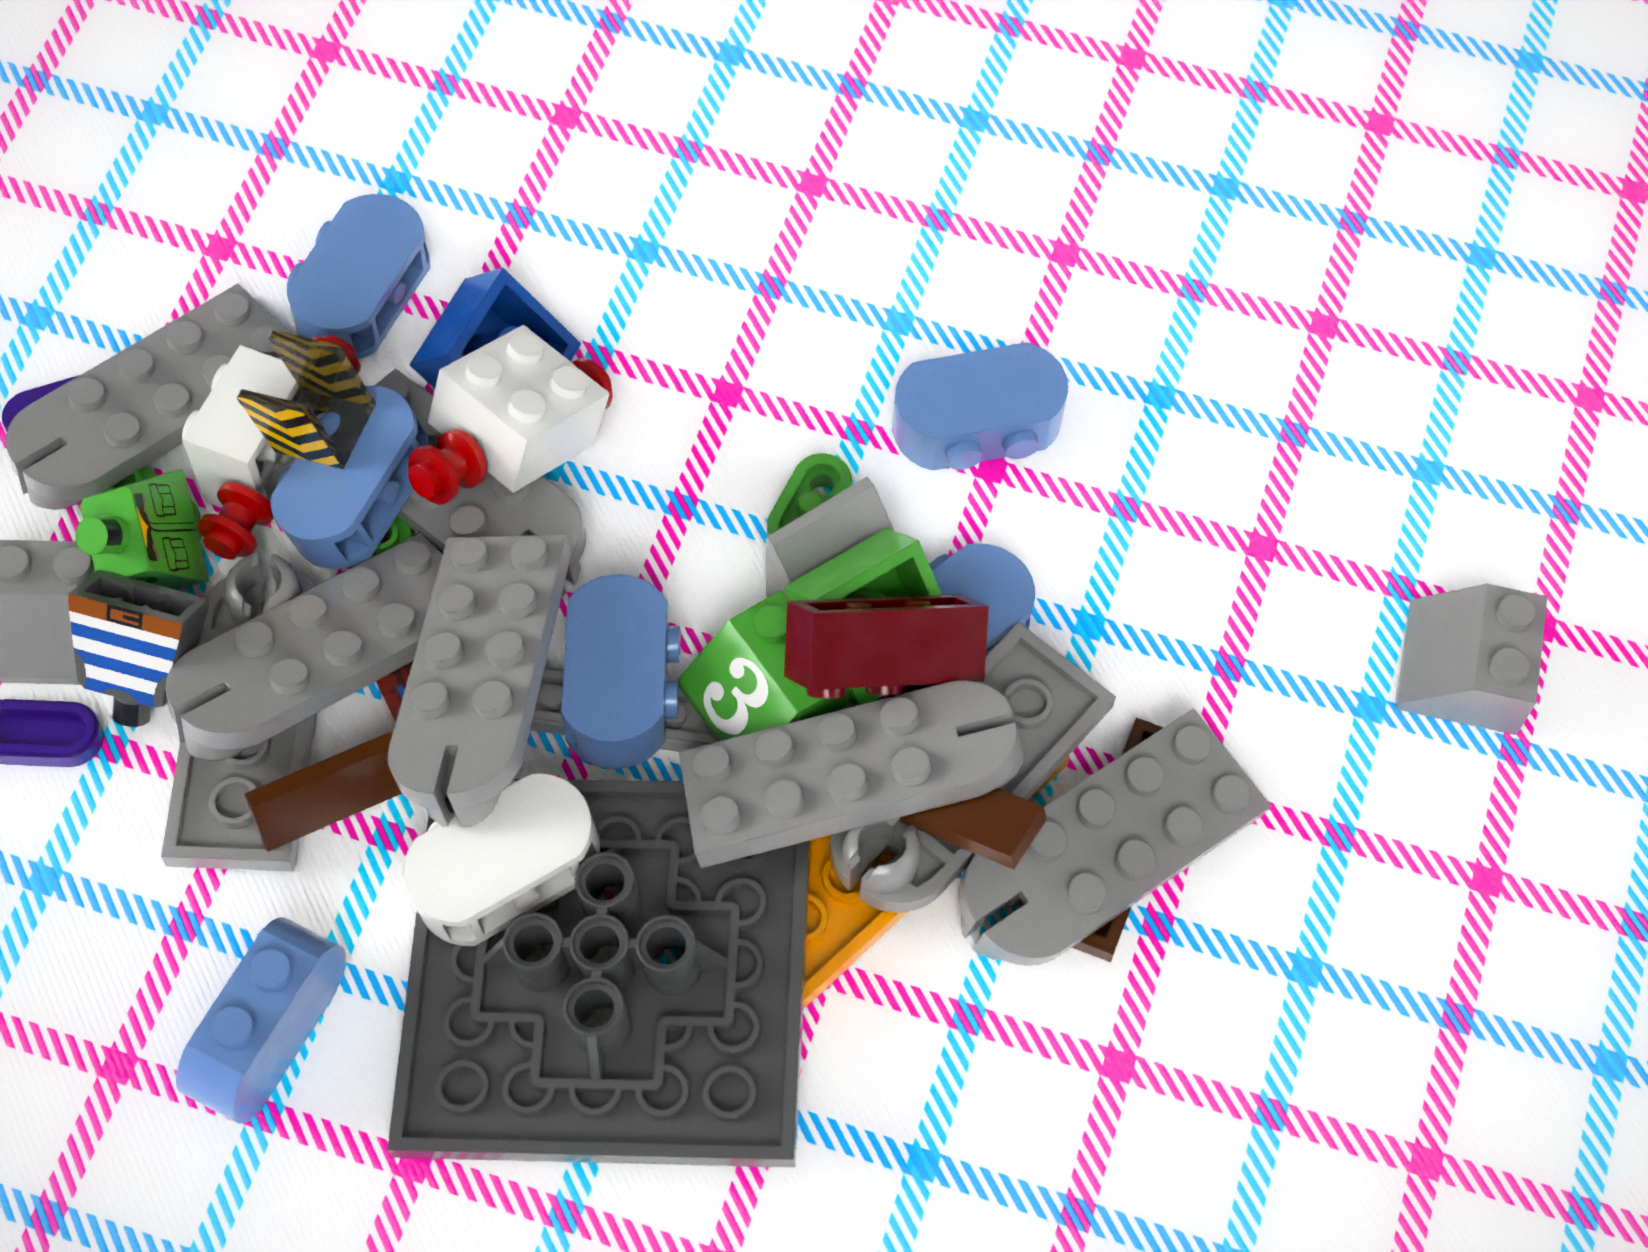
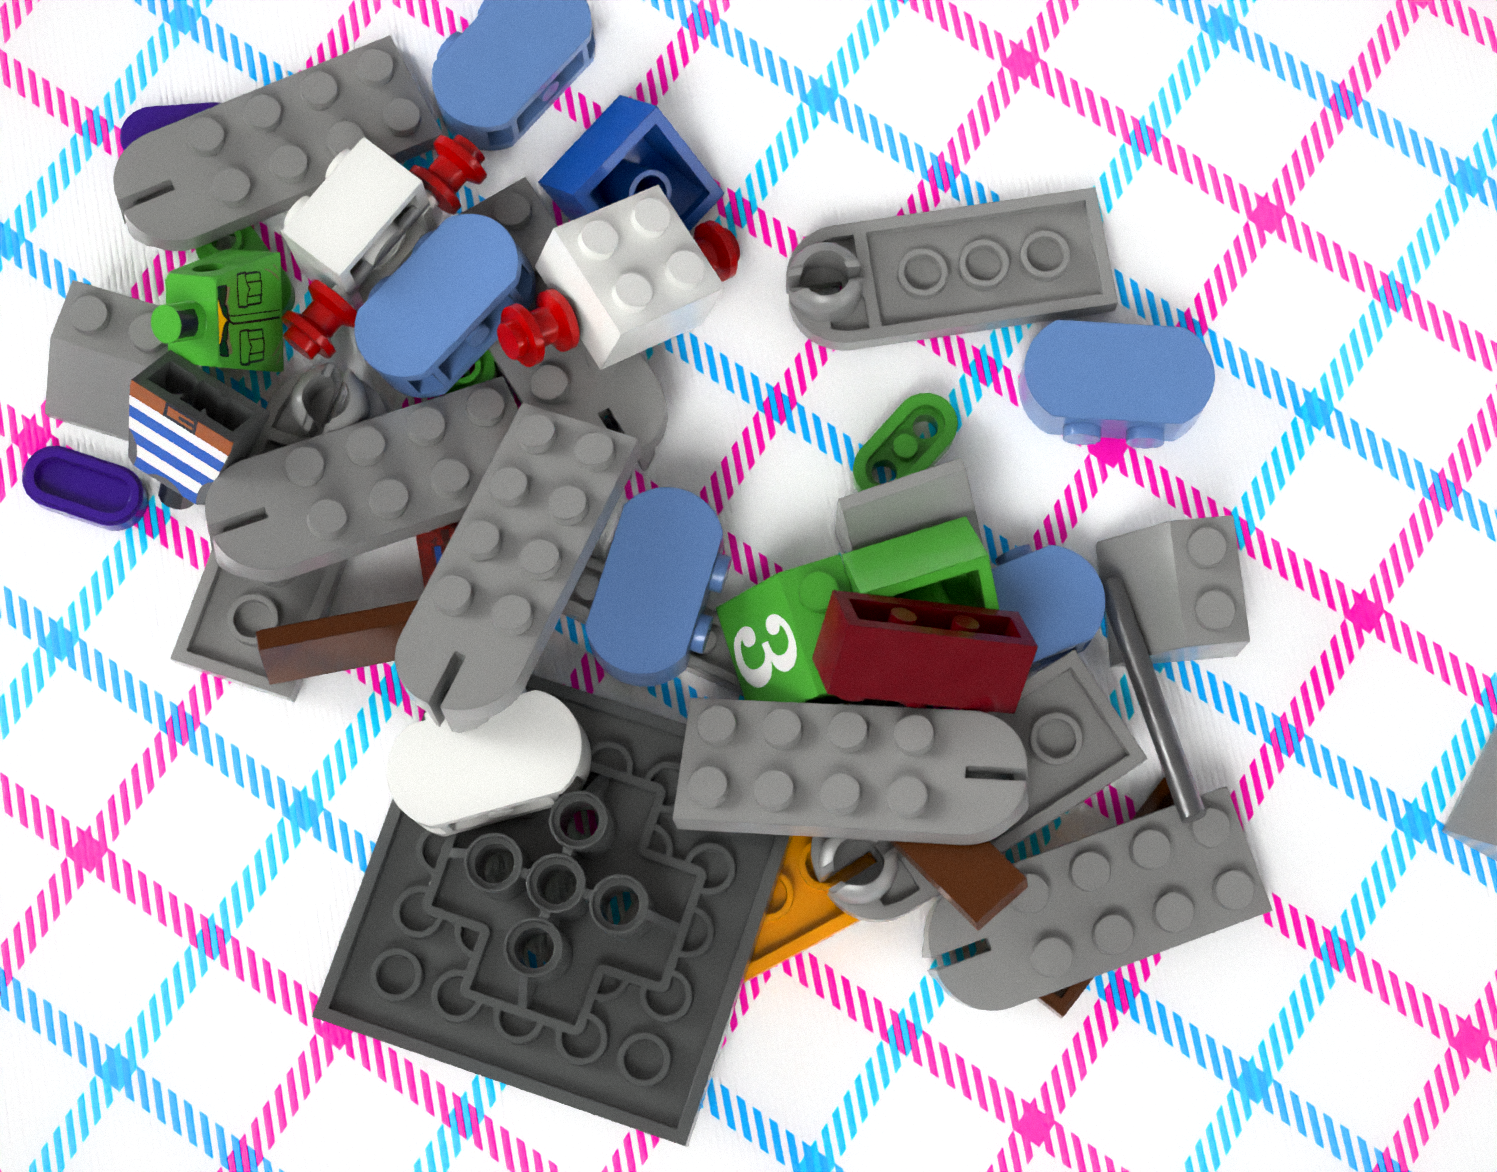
camera: 20 degrees right, 15 degrees up
(260, 1020) = (224, 856): medium blue brick -> none
(327, 385) = (432, 212): clear smoke piece -> none
(803, 355) = (952, 271): none -> light grey plate
(1092, 564) = (1181, 588): none -> light grey slope
(1105, 655) = (1152, 702): none -> flat silver bar

